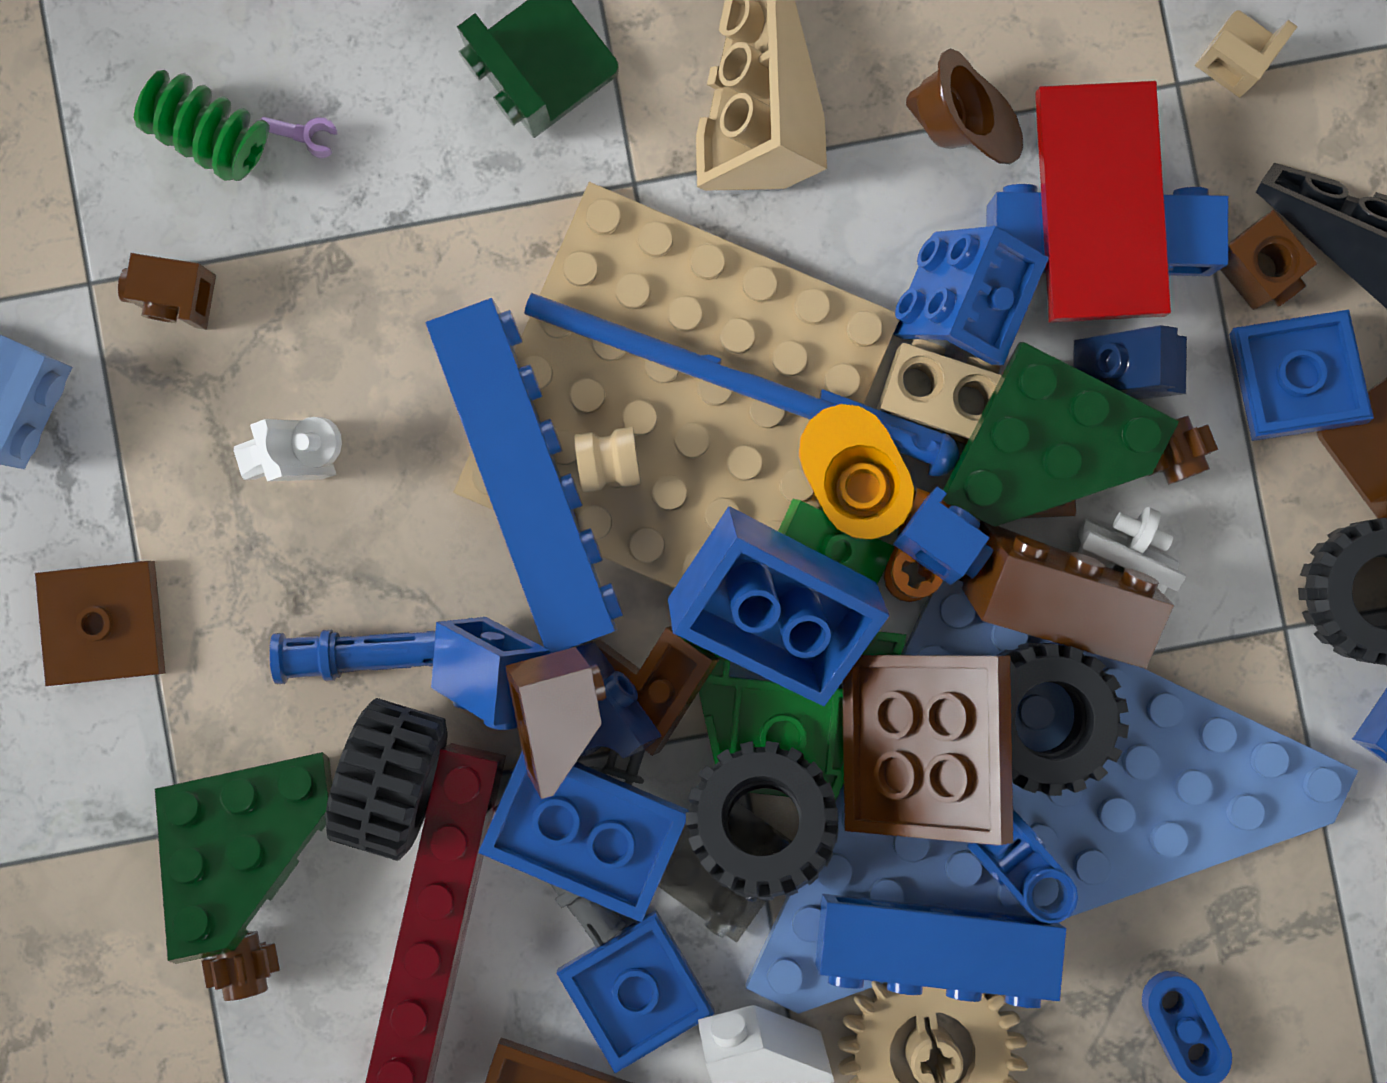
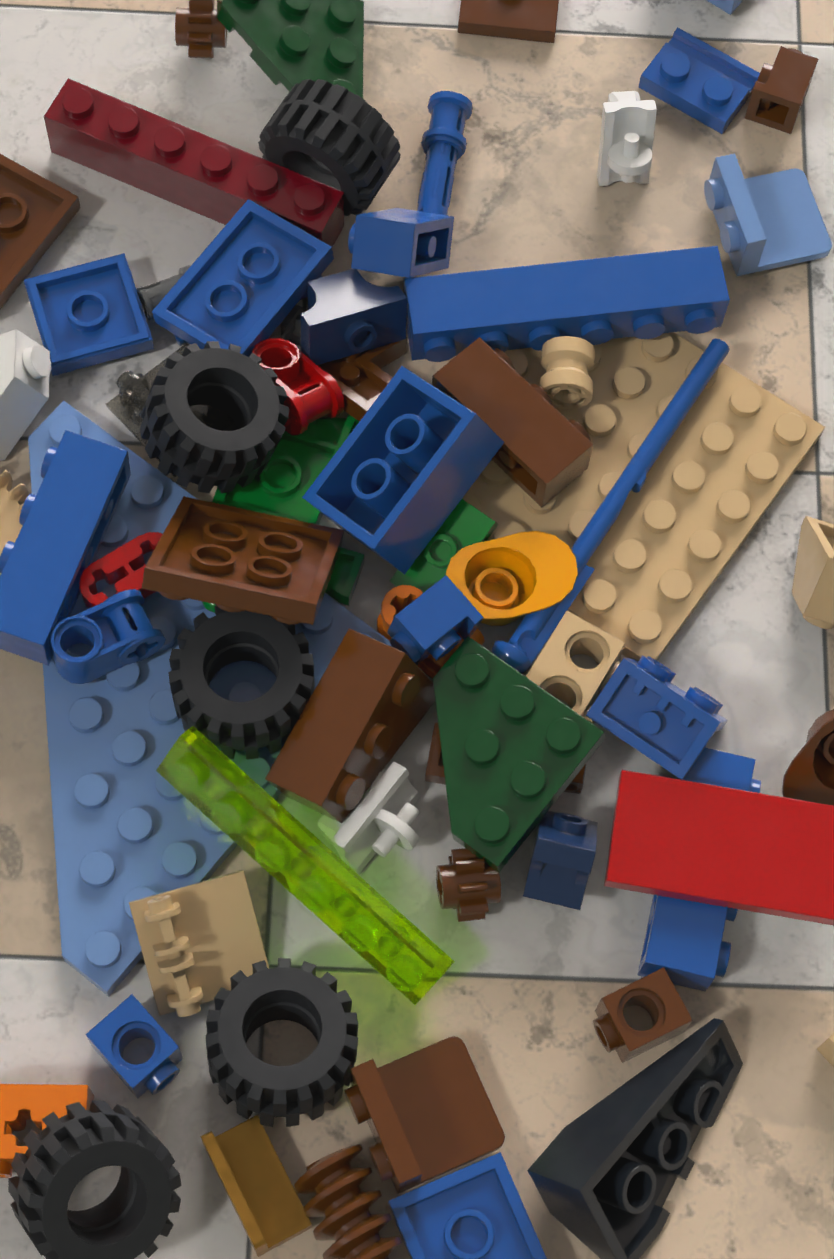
camera: 95 degrees right, 20 degrees down
(171, 386) = (699, 80): none -> blue plate
(343, 281) = (765, 217): none -> medium blue bracket
(555, 713) = (358, 254): slope -> none
(679, 504) = (540, 445): none -> reddish brown brick
(694, 740) = (308, 388): none -> red piece
(933, 877) = (120, 567): none -> red beam
(1201, 630) = (304, 865): none -> clear neon green plate
(1299, 693) = (197, 941): none -> tan hinge
(1300, 375) = (518, 1028): blue plate -> none

